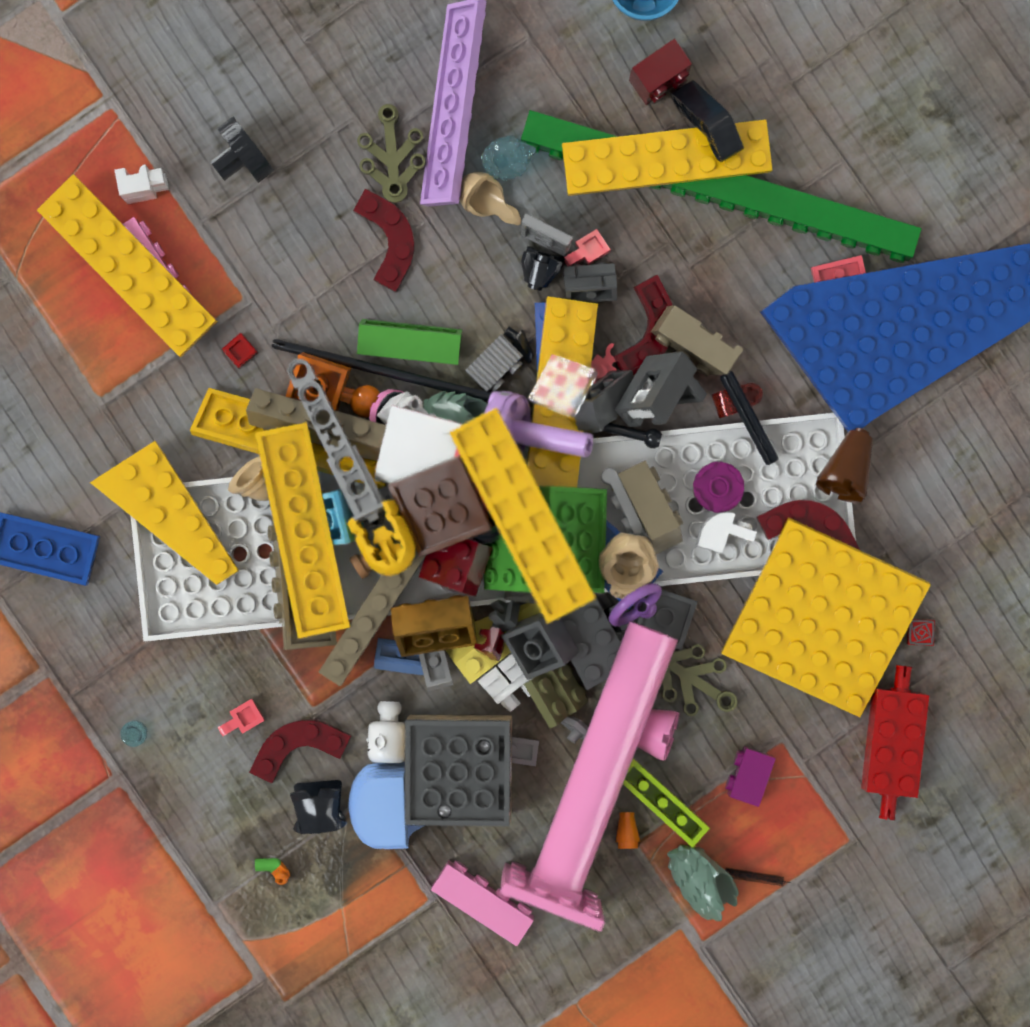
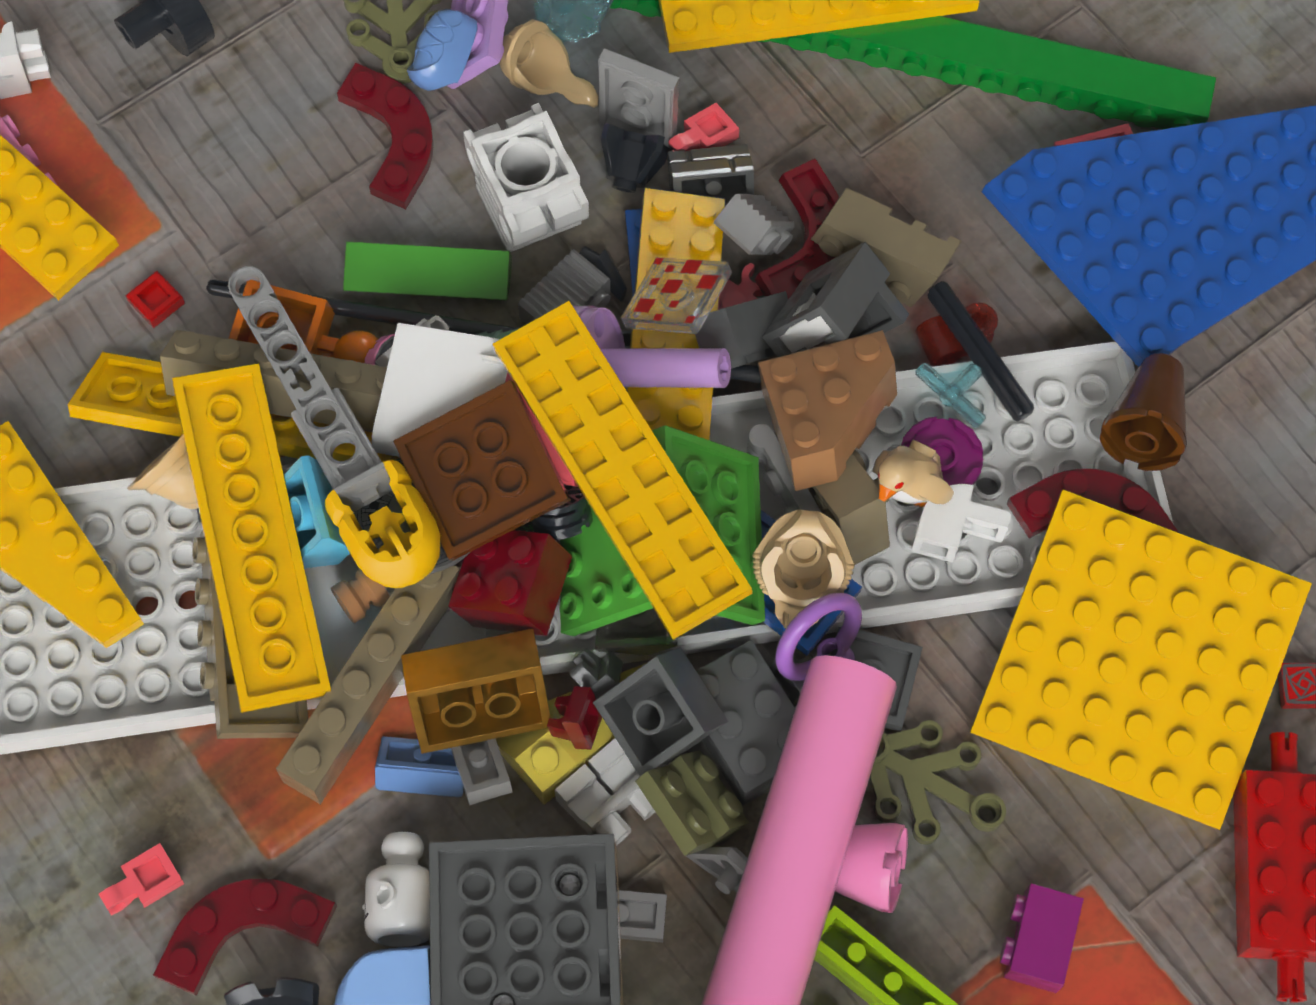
camera: 10 degrees left, 20 degrees down
(422, 187) = (442, 49): none -> medium blue piece
(478, 268) = (530, 156): none -> white piece
(616, 323) = (755, 224): none -> light grey brick
(650, 463) = (827, 403): none -> medium nougat brick
(697, 510) = (912, 475): none -> tan animal
(728, 446) = (952, 393): none -> clear light blue piece

